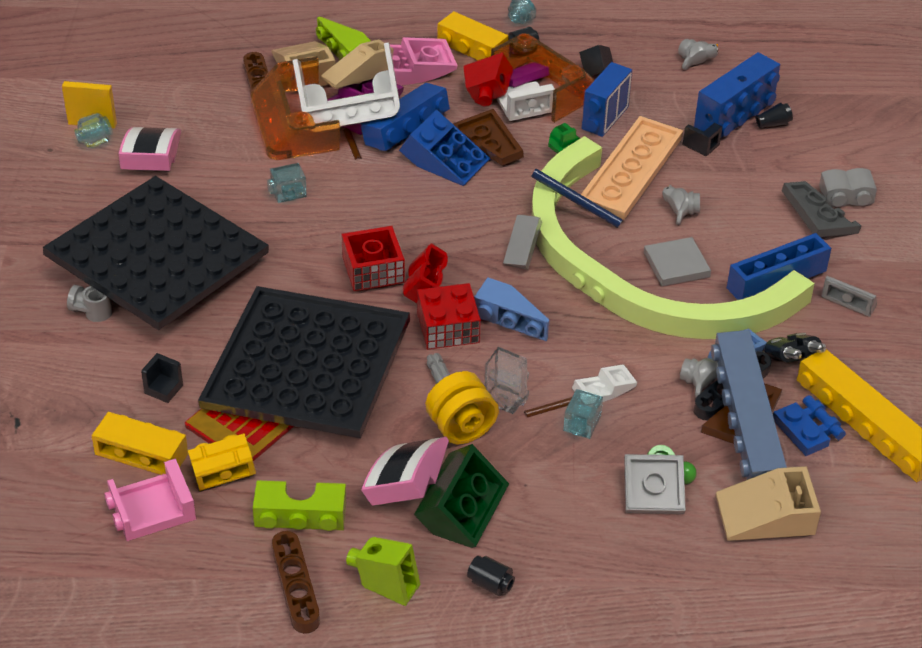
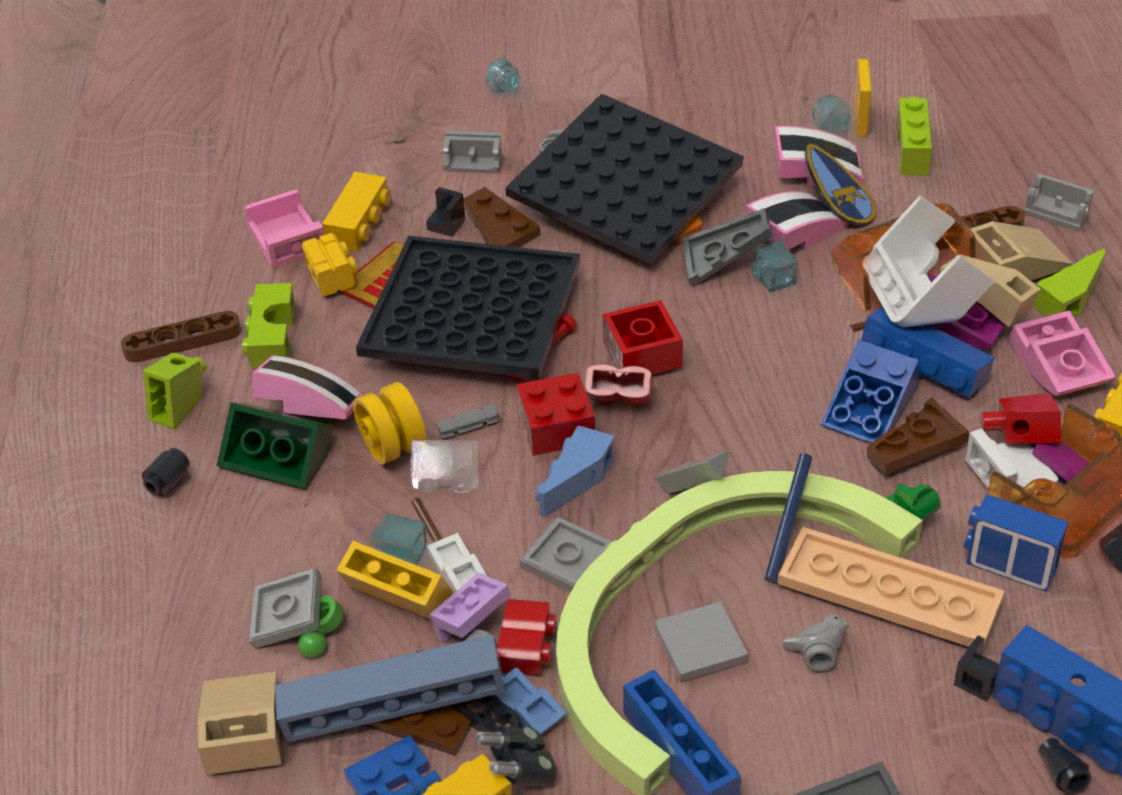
camera: 90 degrees right, 0 degrees up
(68, 360) = (472, 151): none -> light grey hinge
(161, 88) = (914, 136): none -> lime arch
(183, 344) = (499, 220): none -> reddish brown wing
(200, 136) = (839, 188): none -> shield
(231, 167) = (798, 218): none -> slope
(246, 34) = (1059, 202): none -> light grey hinge
(260, 204) = (722, 244): none -> dark grey wing
(593, 325) = (563, 553): none -> light grey tile
(633, 411) = (393, 580): none -> yellow brick
(659, 369) = (468, 606): none -> lavender bracket
(676, 343) = (525, 636): none -> red brick

